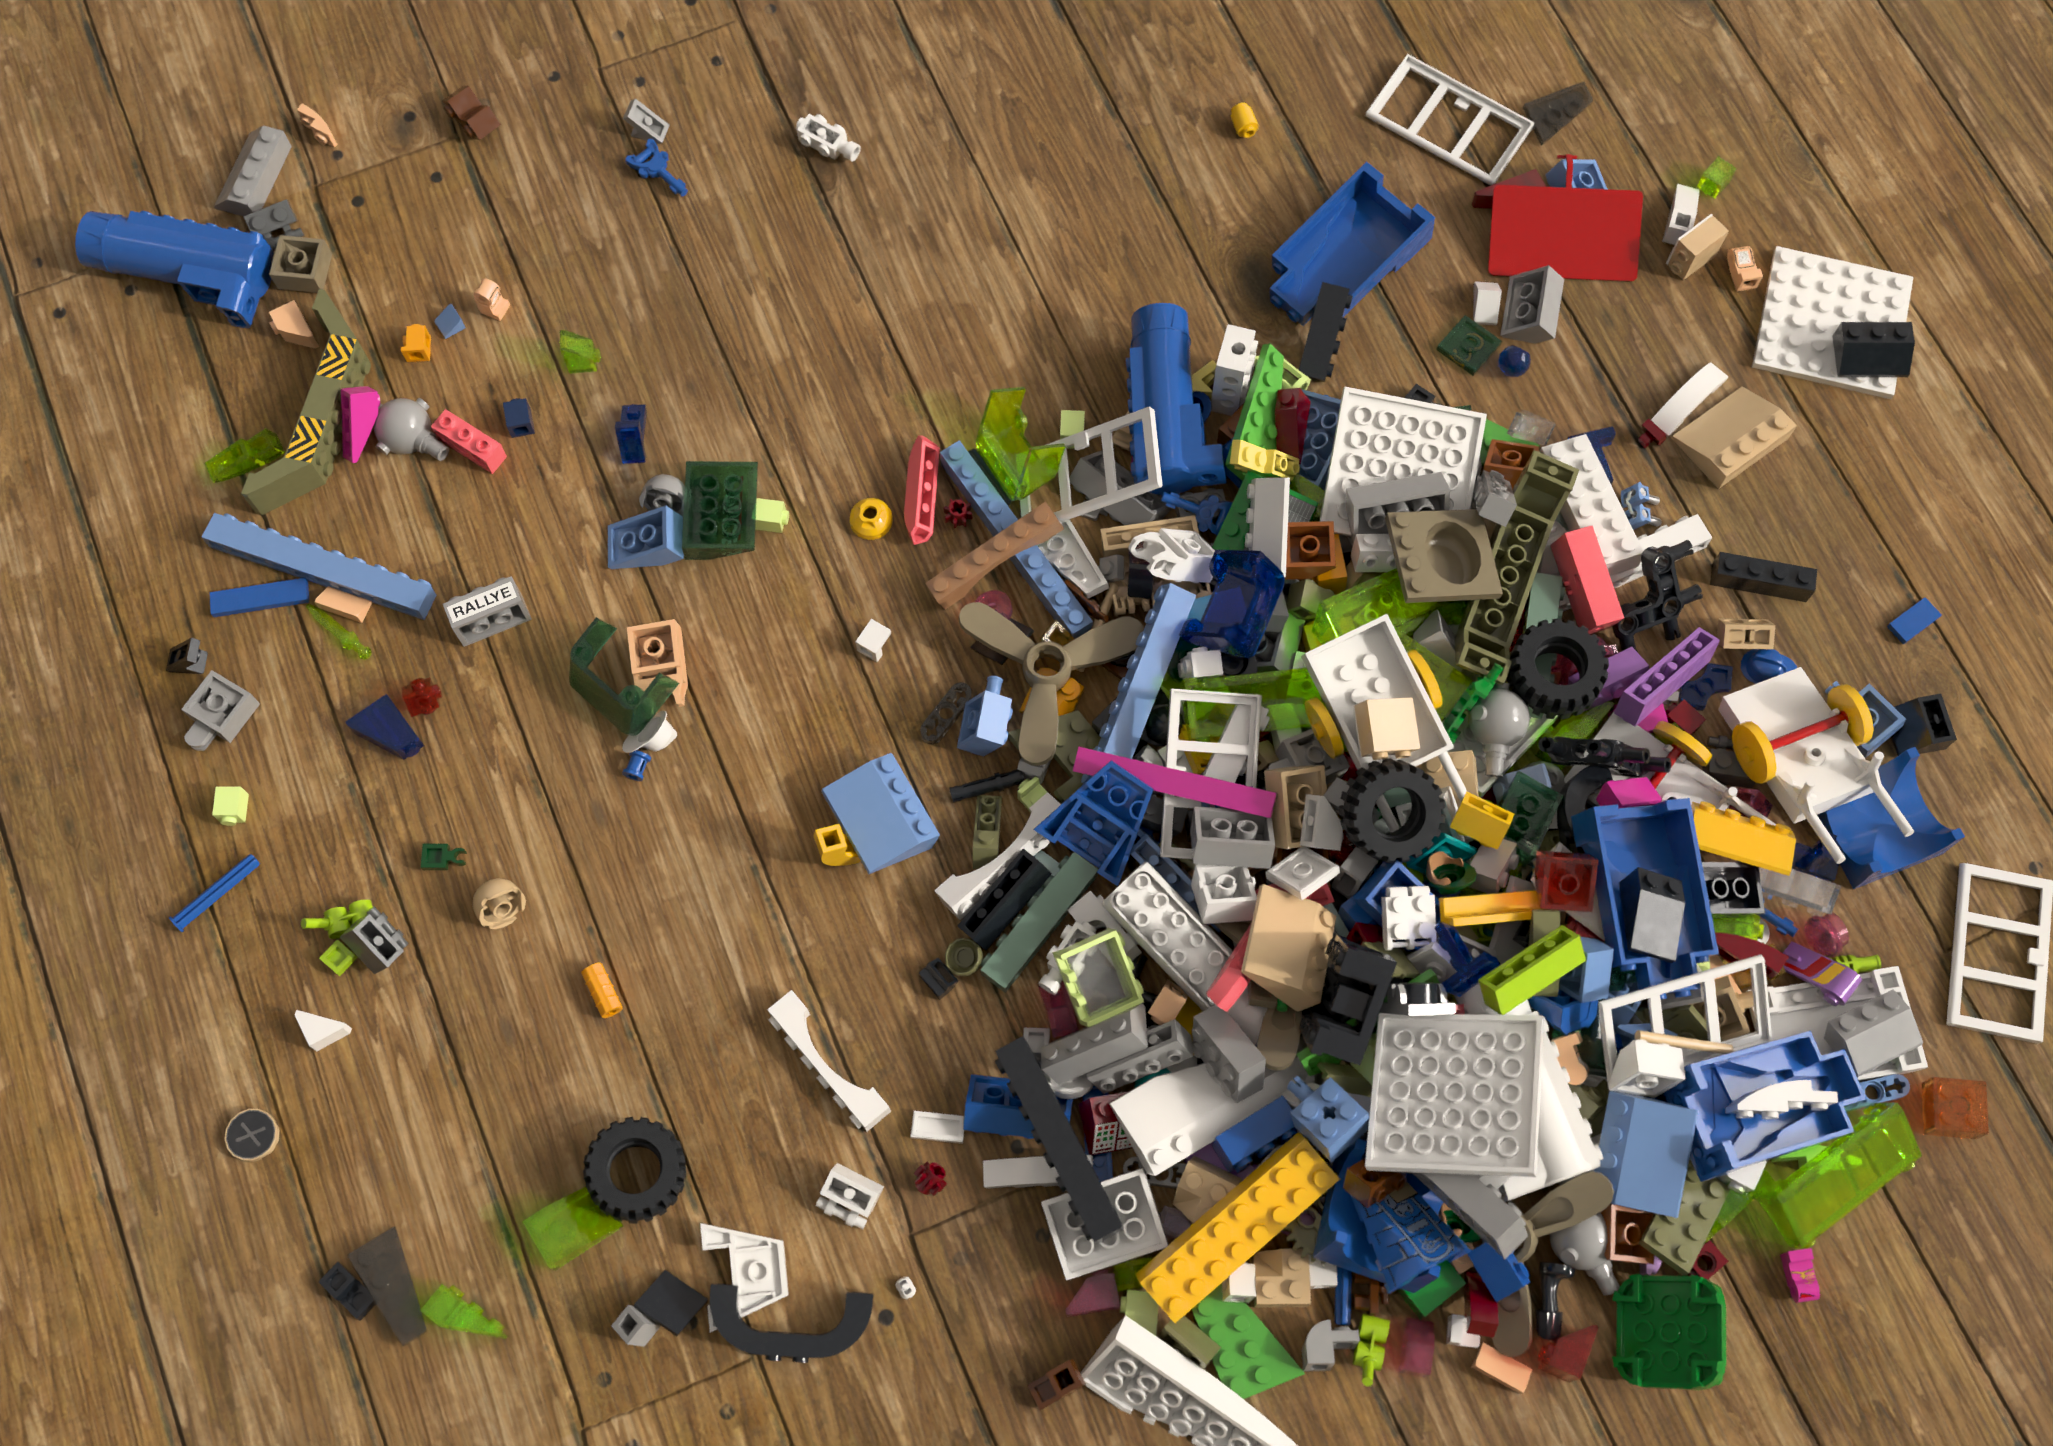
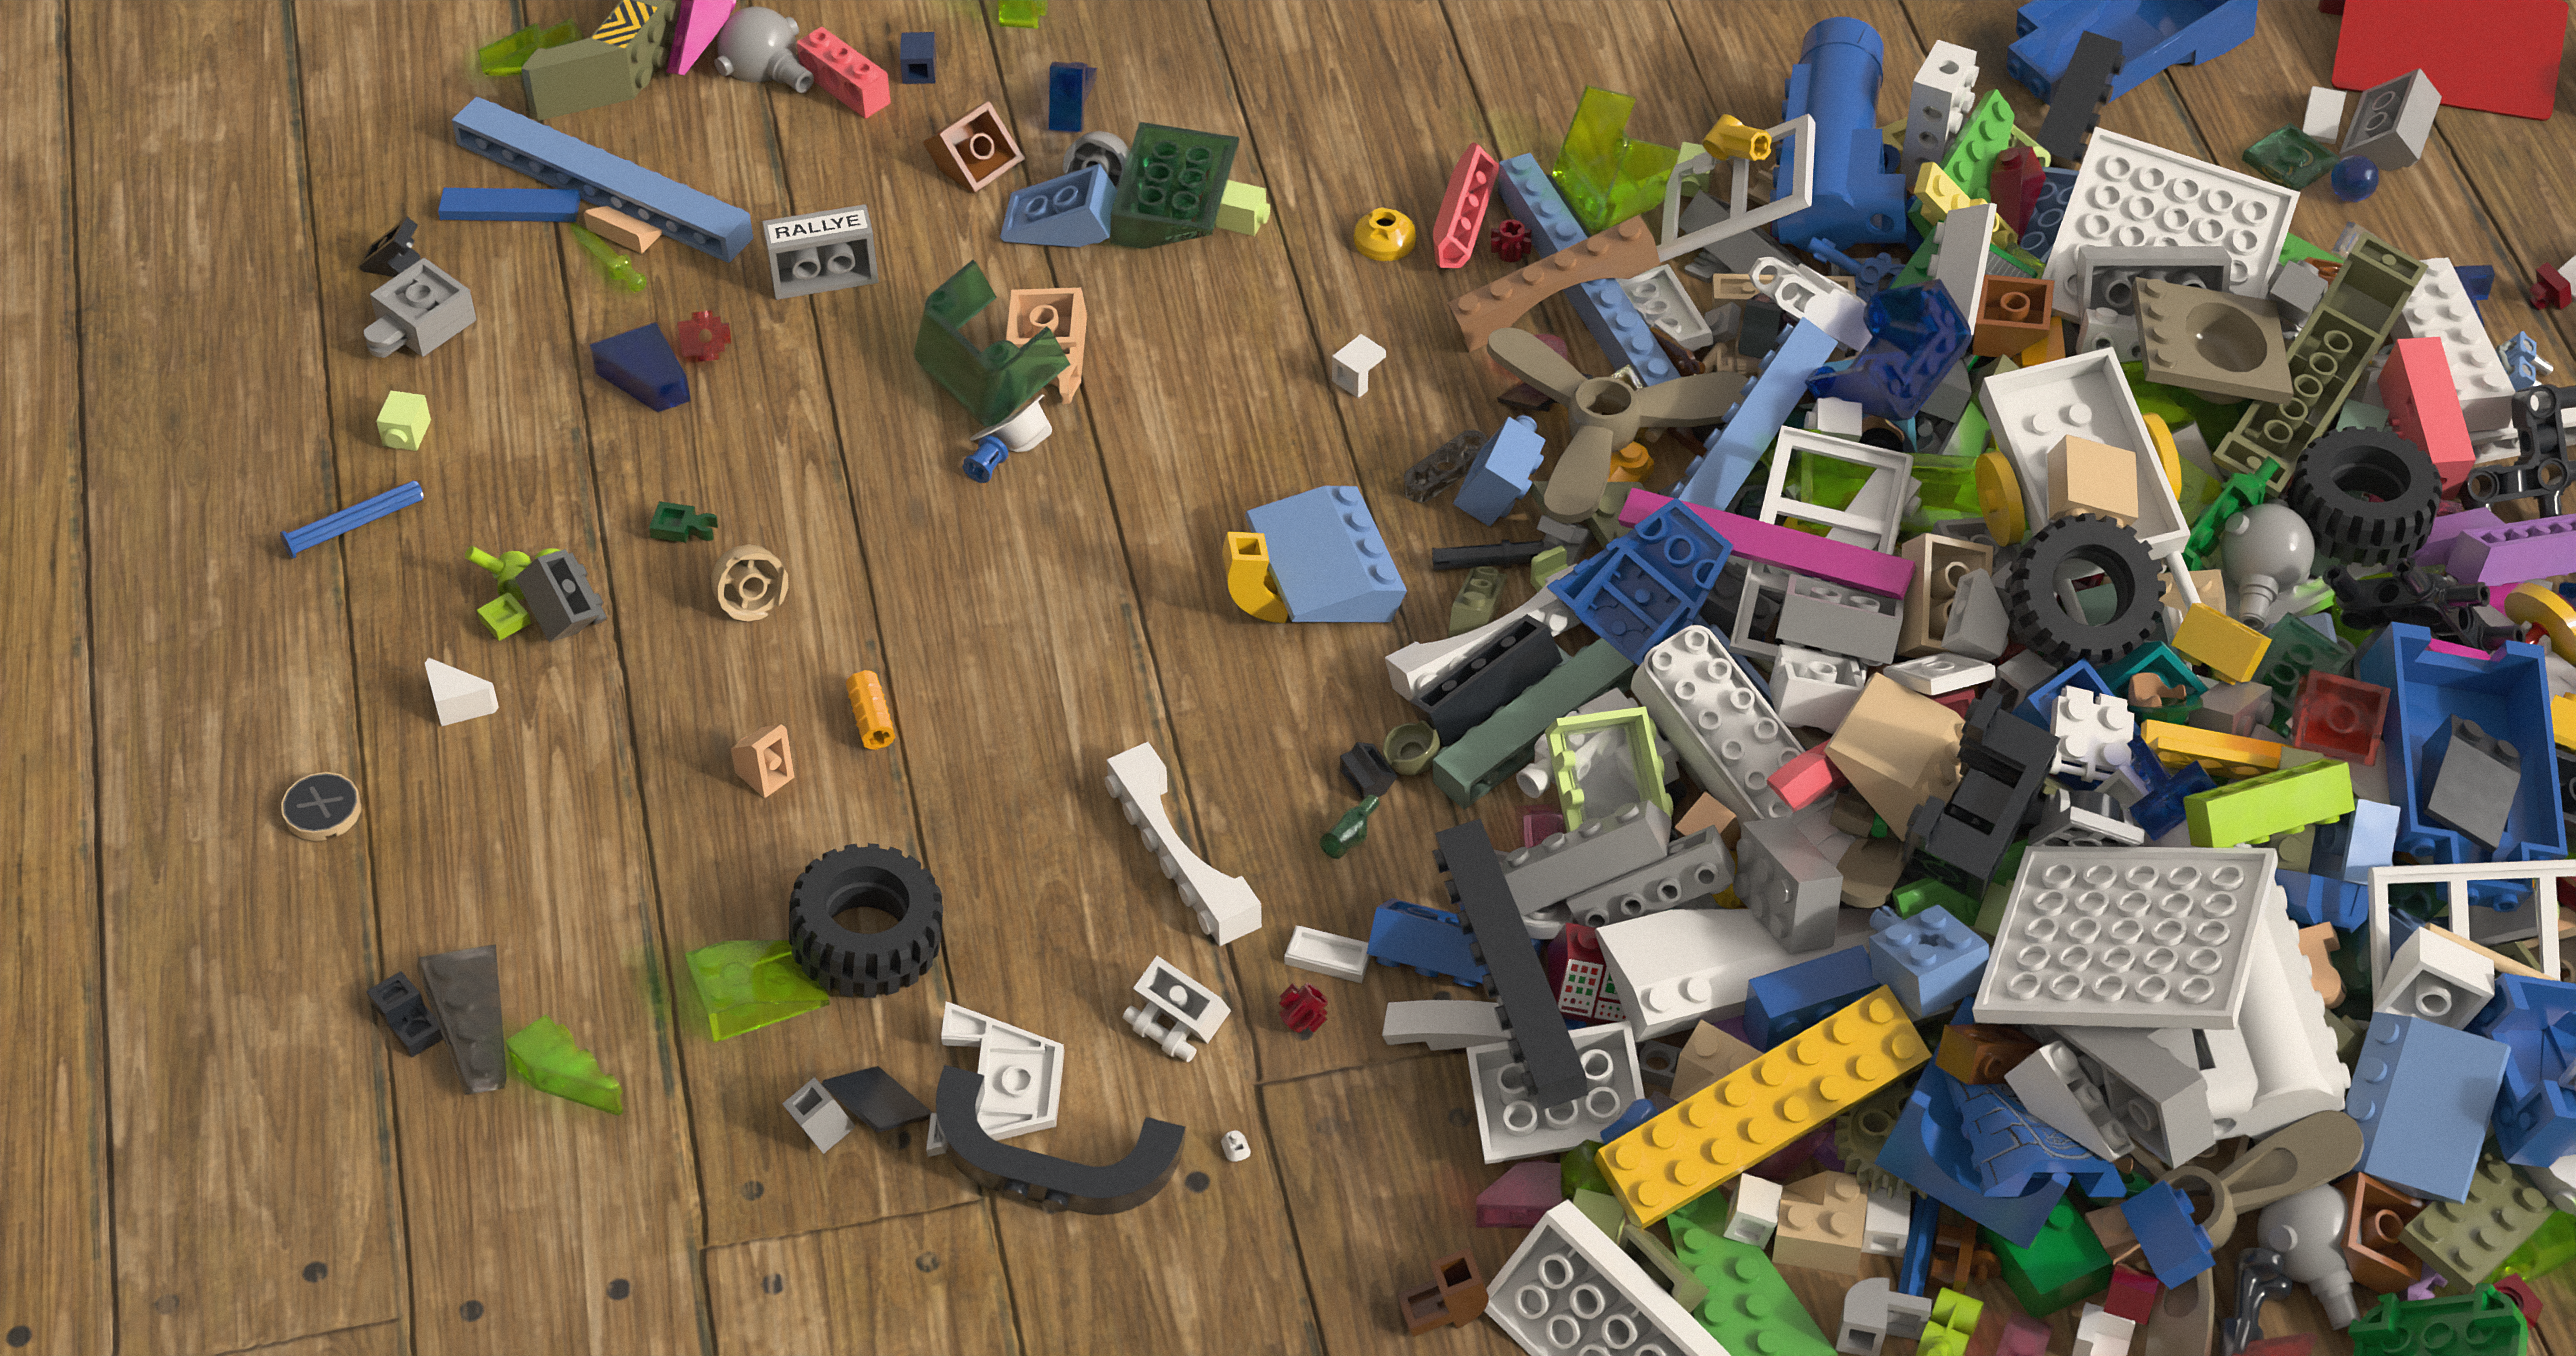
camera: 10 degrees right, 20 degrees down
(539, 1047) = (764, 759): none -> light nougat slope
(574, 494) = (974, 148): none -> dark orange slope
(935, 1028) = (1349, 829): none -> clear green piece
(1100, 429) = (1735, 139): none -> yellow piece
(1156, 1246) = (1635, 1115): none -> blue arm
(1429, 1211) = (2063, 1097): none -> white slope

